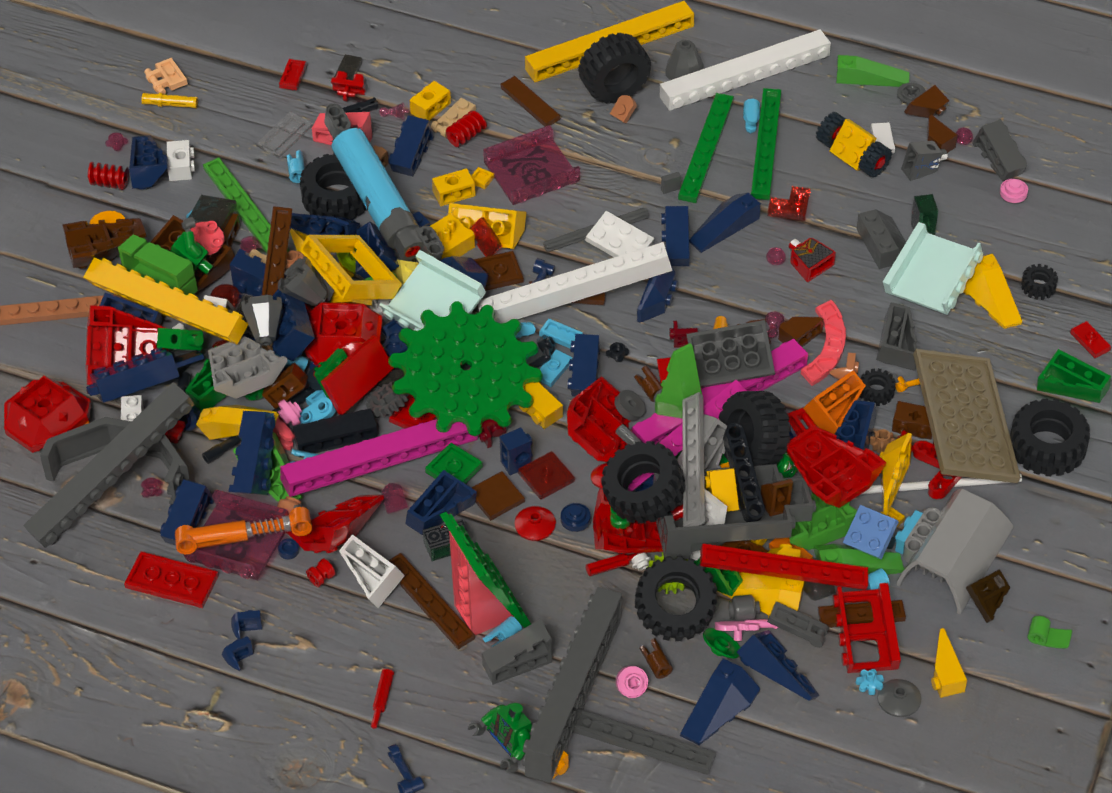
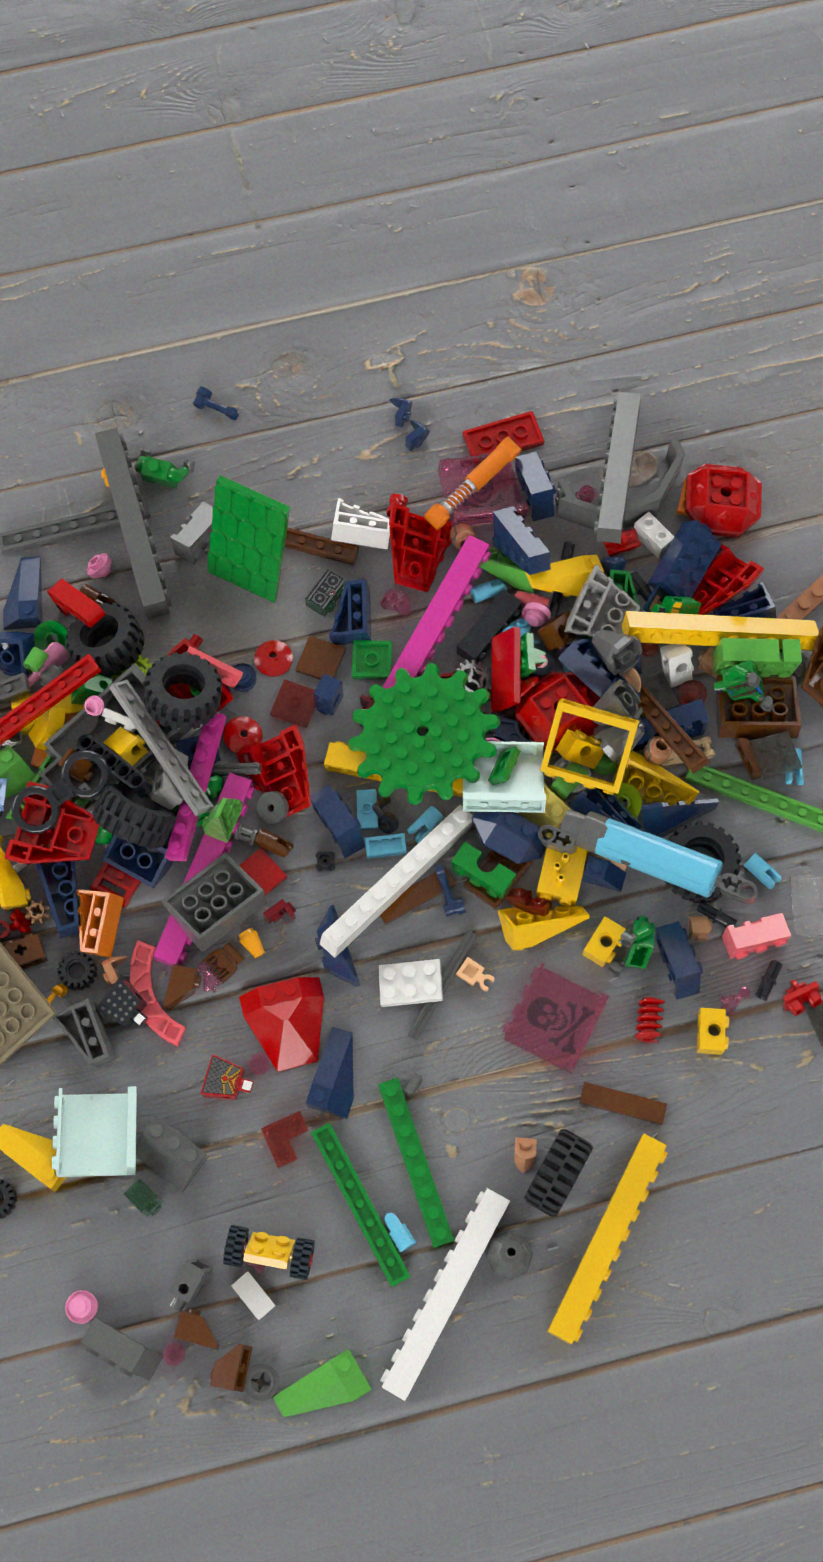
camera: 145 degrees right, 20 degrees up
(208, 236) = (749, 713): coral dish -> none
(249, 243) = (722, 760): clear pink plate -> none
(381, 695) = (275, 448): red axle -> none
(429, 300) = (504, 766): none -> green plate
(432, 162) = (639, 945): none -> green torso
(456, 112) = (676, 1032): tan plate -> none
(482, 177) = (591, 976): yellow tile -> none
(498, 257) = (496, 882): none -> green arch
(565, 221) = (472, 972): none -> light nougat plate
(600, 513) = (228, 674): none -> coral plate
(676, 234) = (361, 1017): dark blue wedge -> none
(682, 643) = (72, 601): none -> red beam
(728, 515) = (94, 705): none -> bright pink plate
(736, 267) = (286, 1020): none -> red wedge
(751, 620) = (35, 660): none -> bright green panel
(804, 468) = (60, 792): none -> black bar
(856, 338) = (123, 1004): none -> black torso

